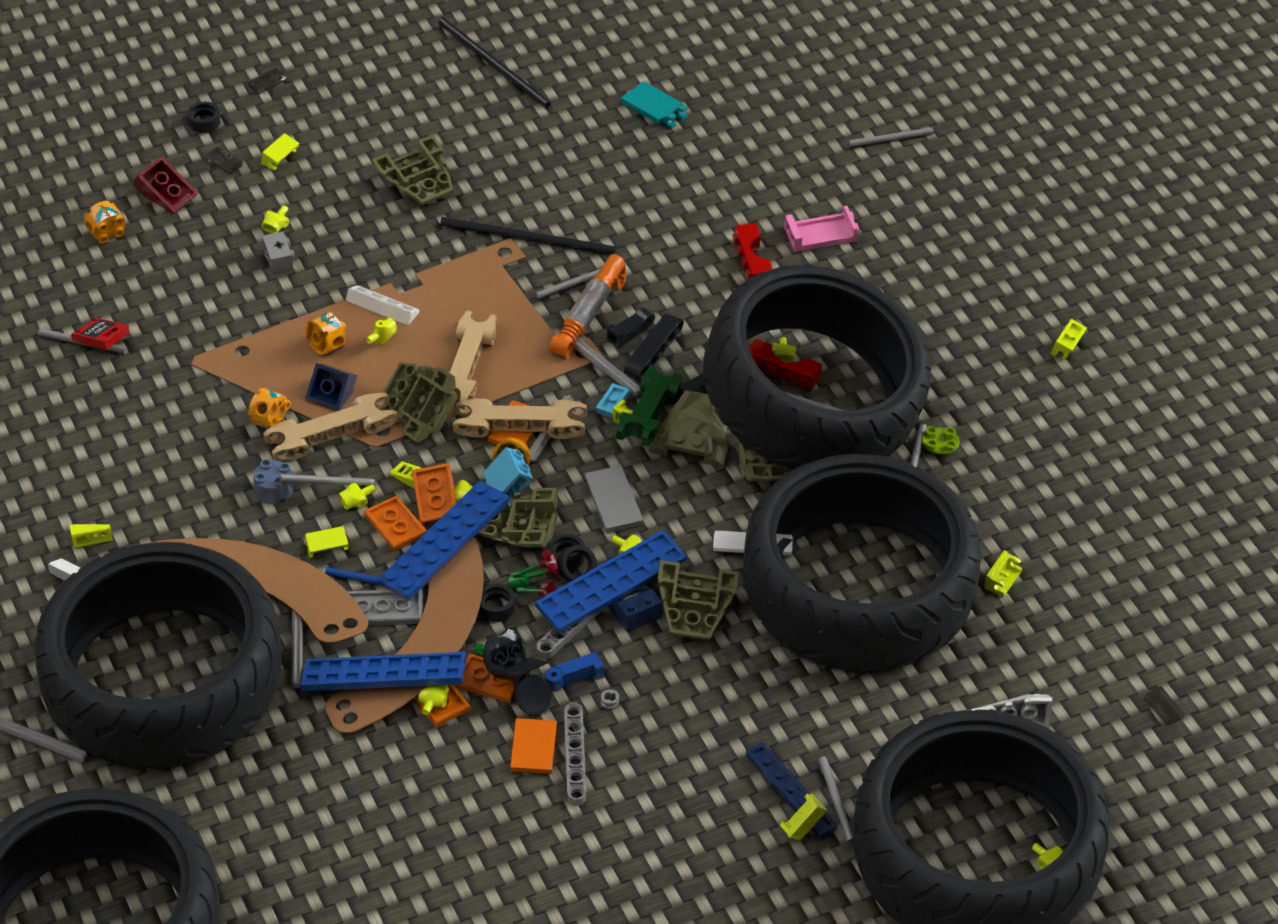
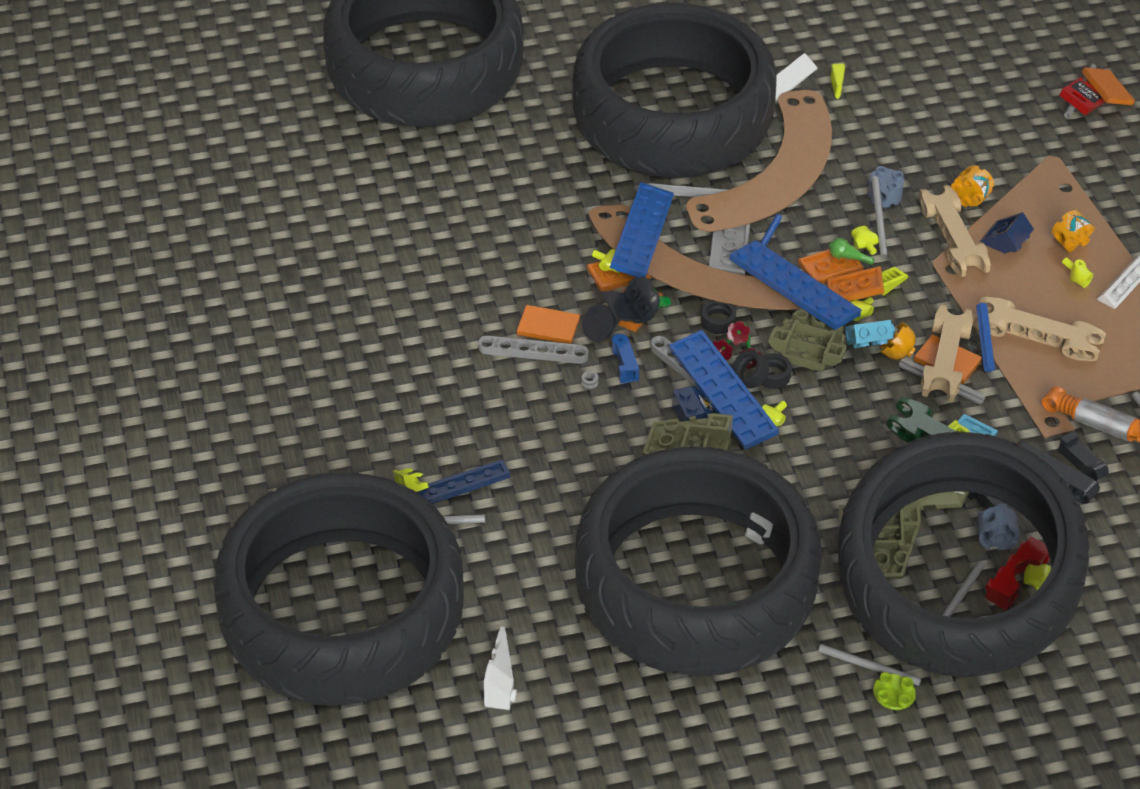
camera: 100 degrees right, 0 degrees up
(80, 316) = (1108, 86): none -> orange tile
(326, 540) = (808, 215): neon yellow hinge -> none
(383, 506) = (841, 249): none -> bright green piece
(421, 398) = (970, 288): olive wedge -> none
(495, 393) = (985, 337): none -> blue axle
(607, 367) = (1037, 427): light grey axle -> none
(614, 499) = (842, 416): light grey tile -> none
(1003, 574) = (689, 704): neon yellow hinge -> none

